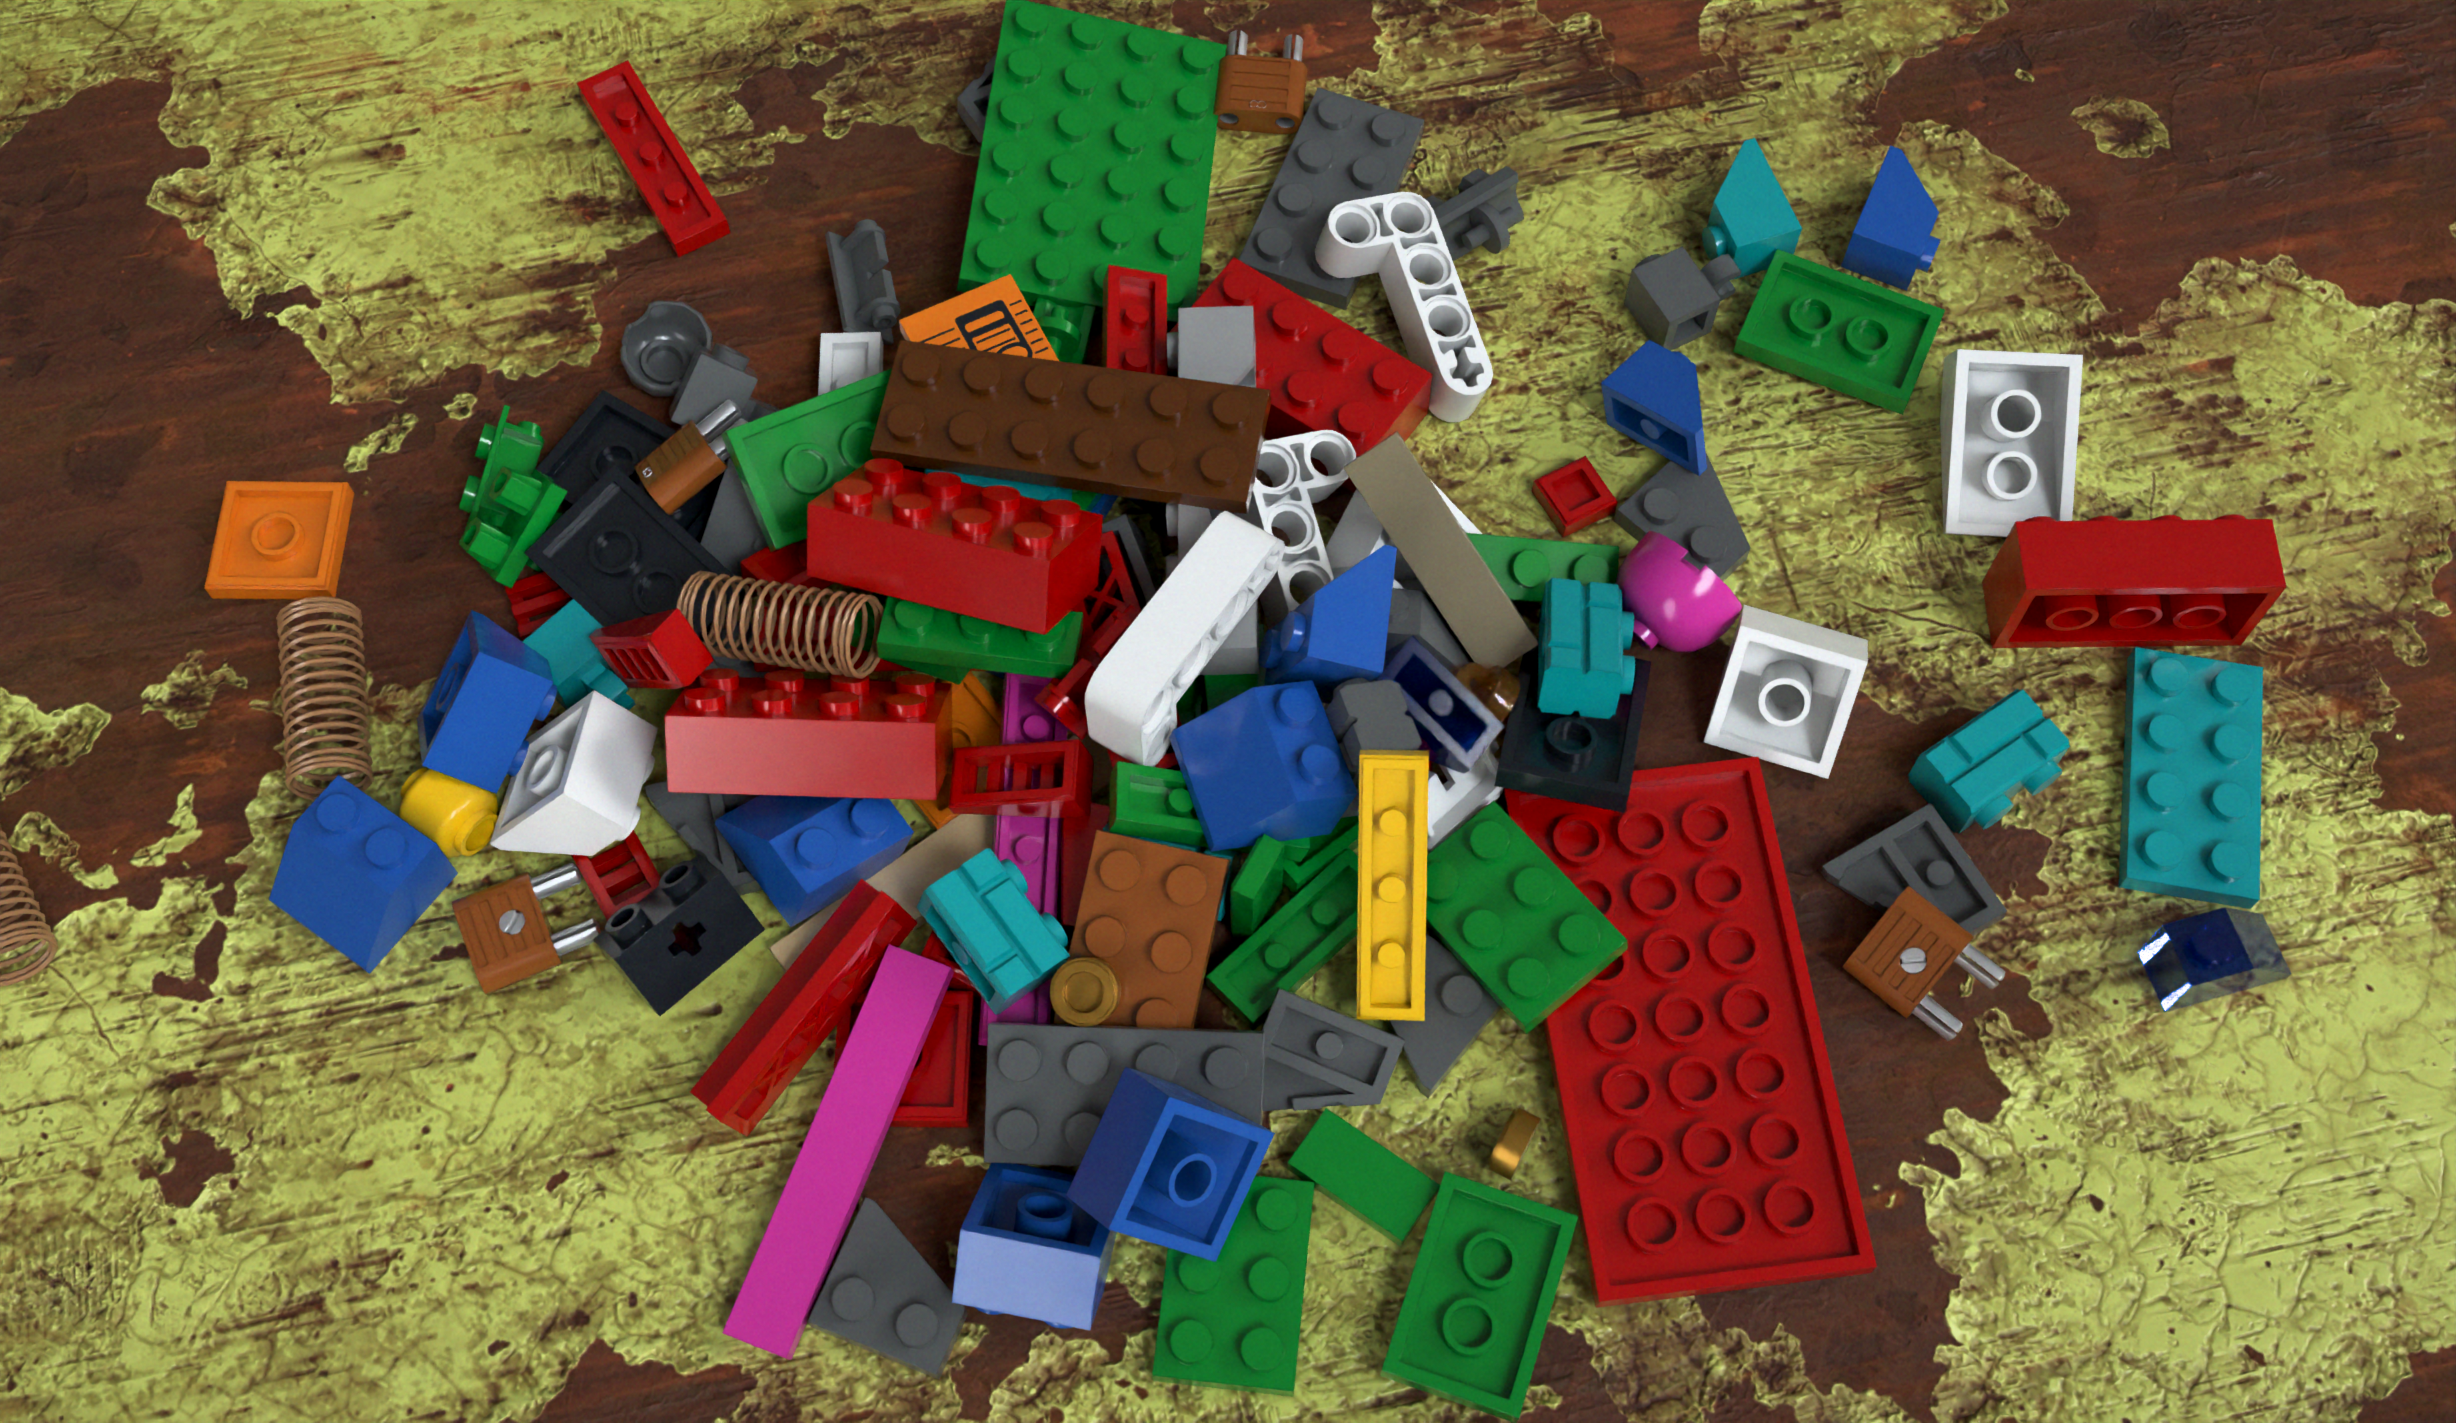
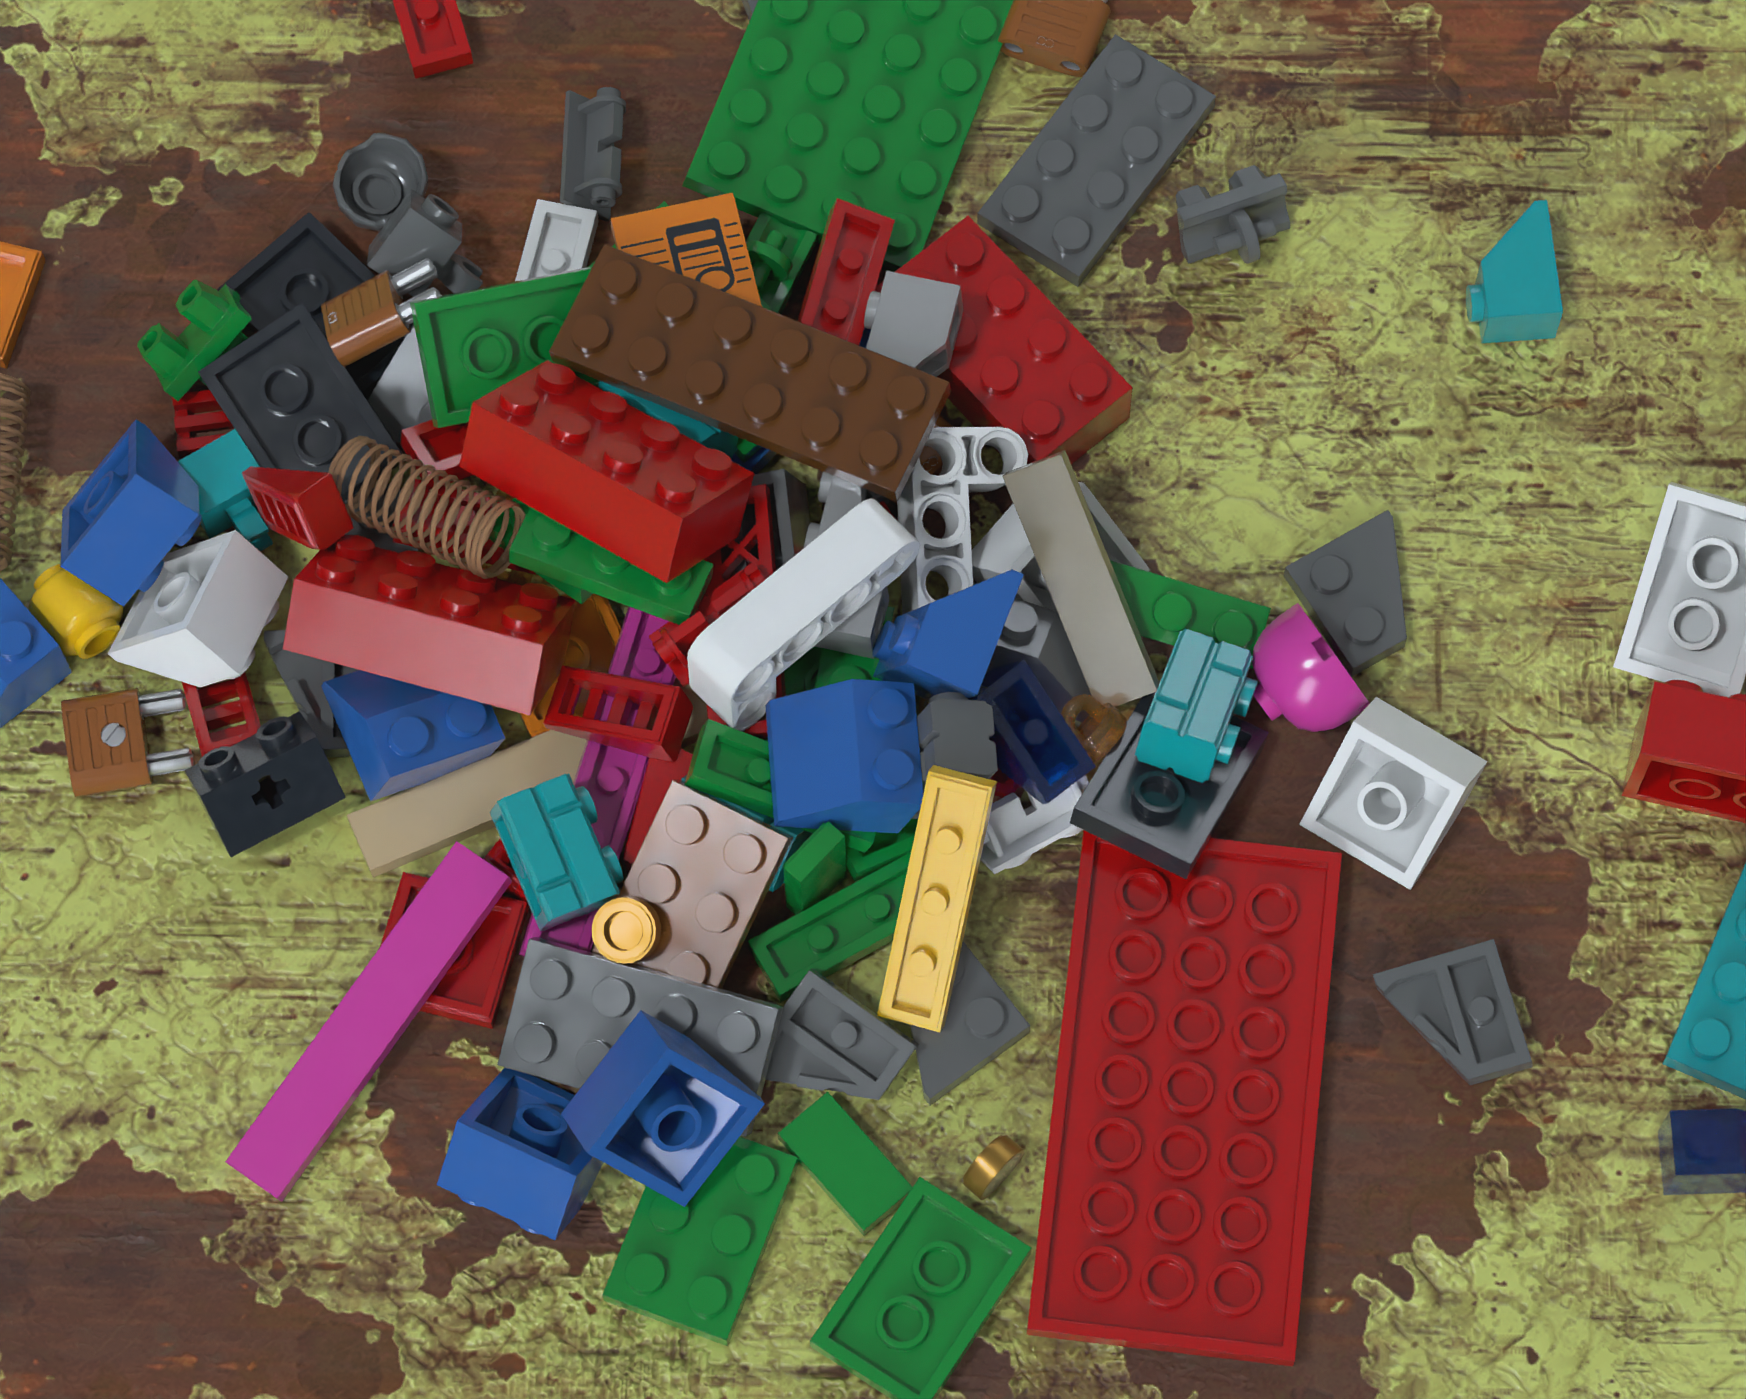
camera: 15 degrees right, 5 degrees up
(500, 447) = (201, 255): green hinge -> none
(802, 1008) = (364, 881): red fence -> none
(888, 1297) = (382, 1167): dark grey wing -> none
(1456, 361) = (1141, 305): white beam -> none
(1515, 918) = (1052, 953): green plate -> none
(1574, 496) = (1249, 542): red tile -> none
(1658, 404) = (1360, 467): blue slope -> none
(1675, 298) = (1415, 357): dark grey brick -> none
(1839, 331) = (1573, 428): green plate -> none
(1894, 226) = (1666, 326): blue slope -> none
(1909, 956) = (1427, 1080): dark orange piece -> none
(1989, 762) = (1570, 912): teal brick -> none

